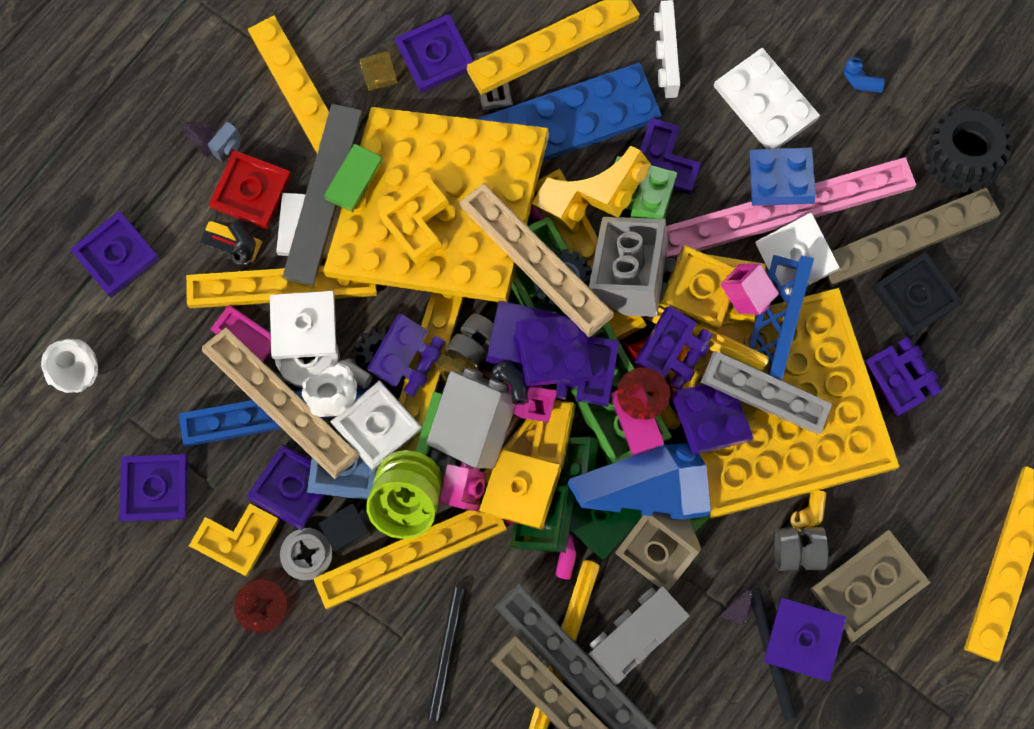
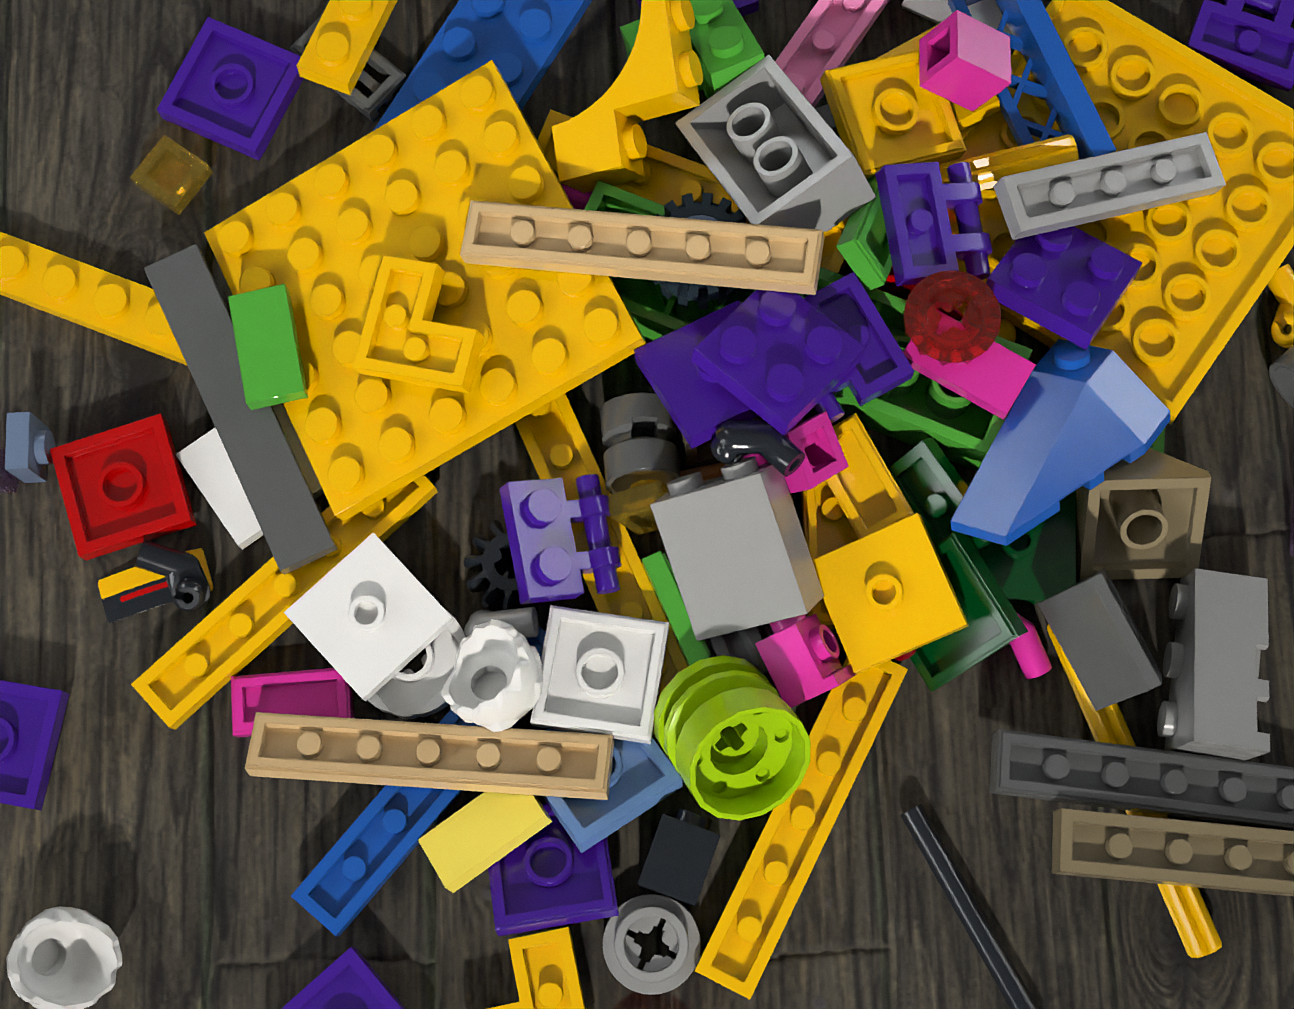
camera: 35 degrees left, 0 degrees up
(273, 452) = (482, 835): none -> light yellow tile
(599, 583) = (1101, 641): none -> dark grey slope
(636, 332) = (866, 242): none -> bright green tile

